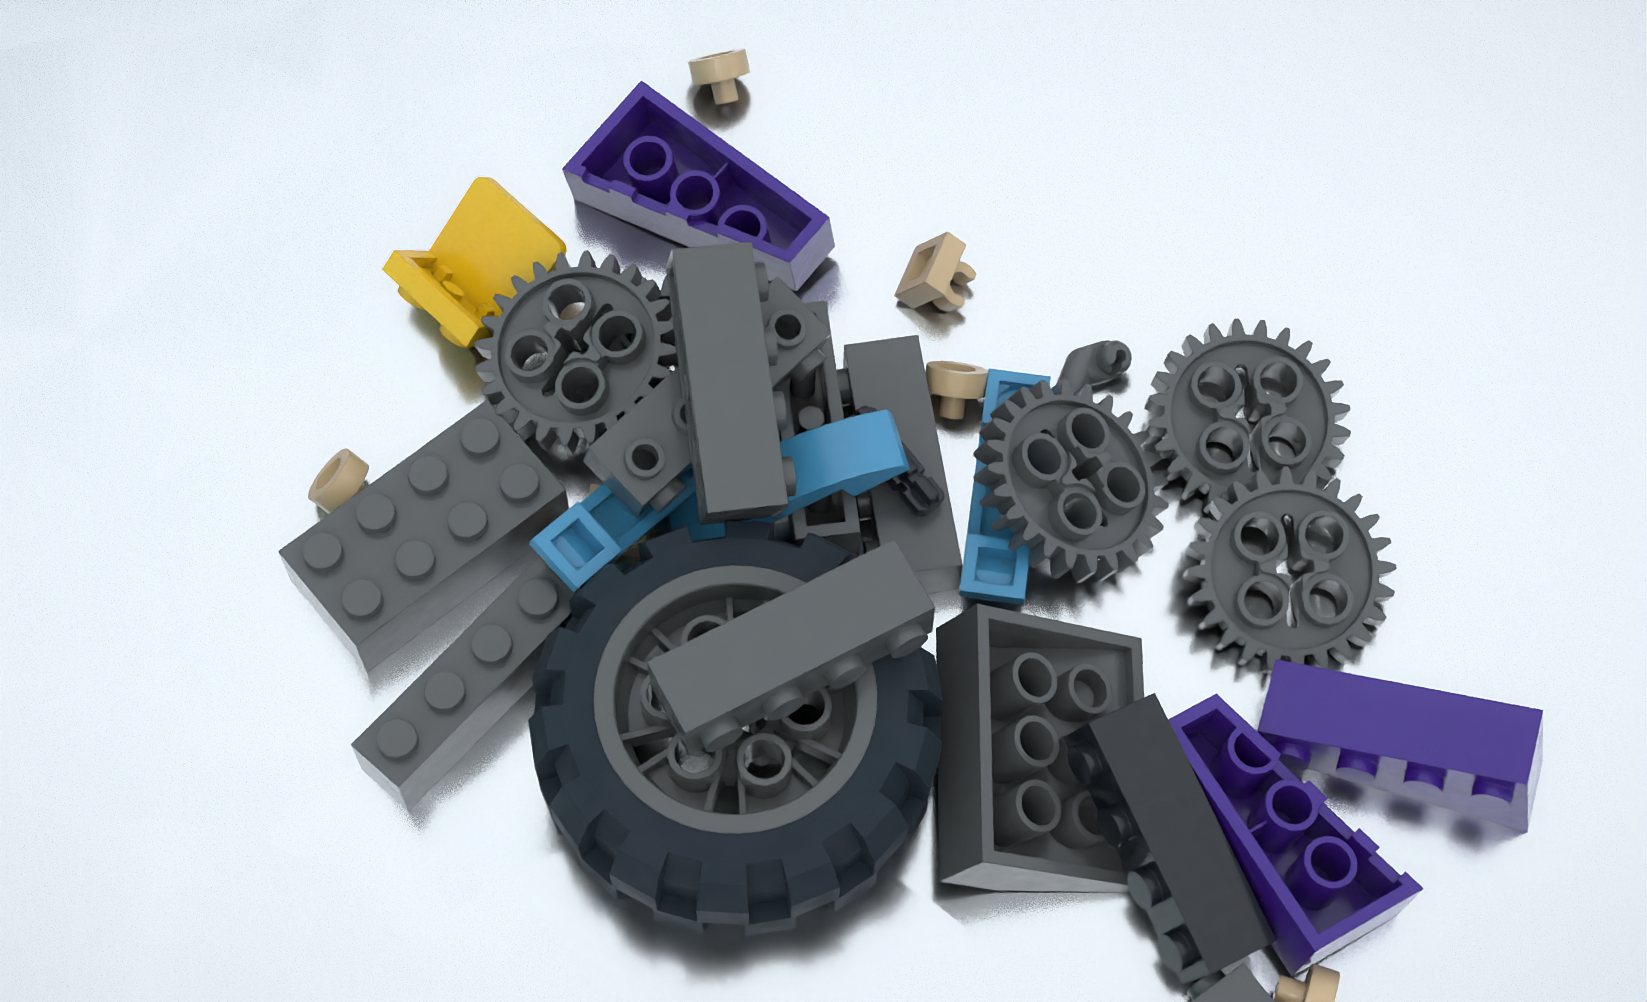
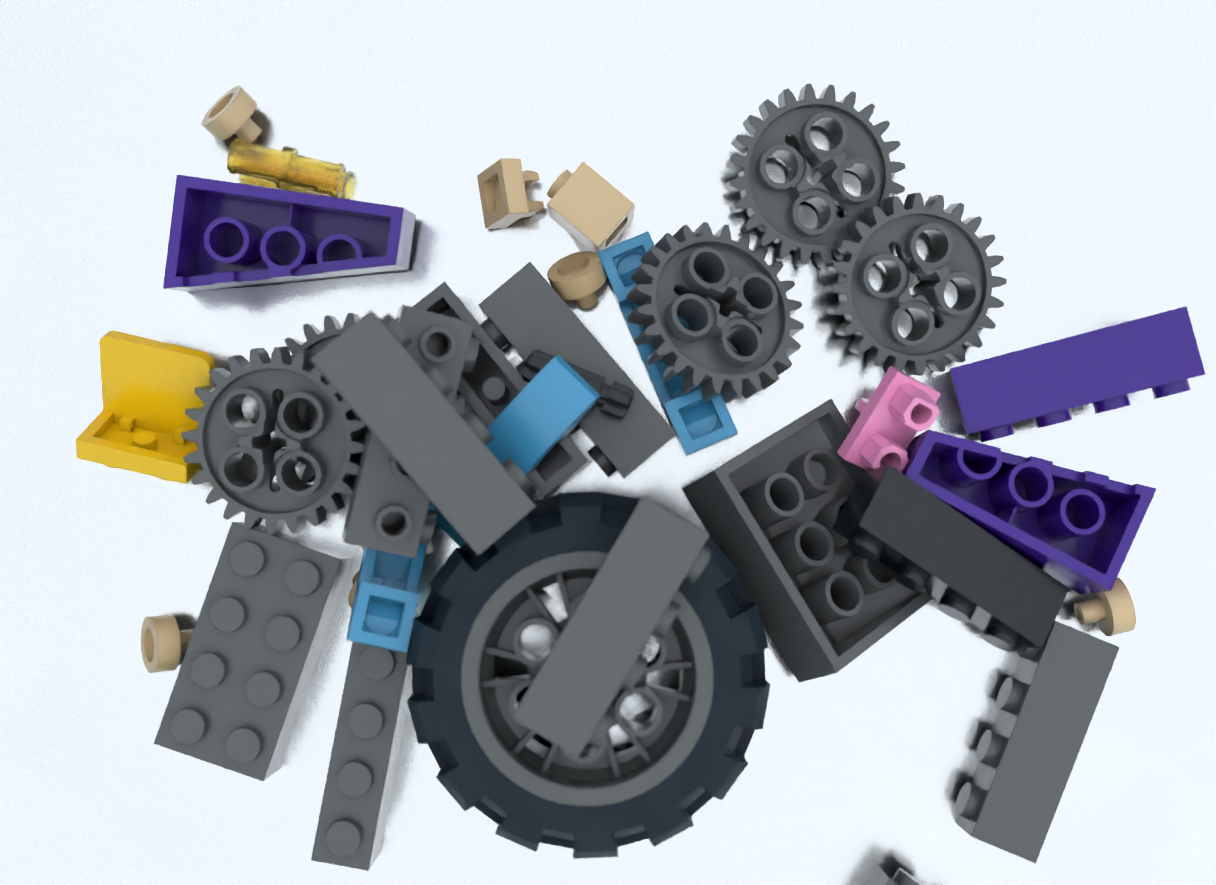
camera: 30 degrees left, 20 degrees up
(740, 134) = (286, 168): none -> clear yellow pin
(1006, 326) = (589, 207): none -> tan brick
(1096, 363) = (669, 199): dark grey arm -> none
(1187, 671) = (890, 421): none -> bright pink hips

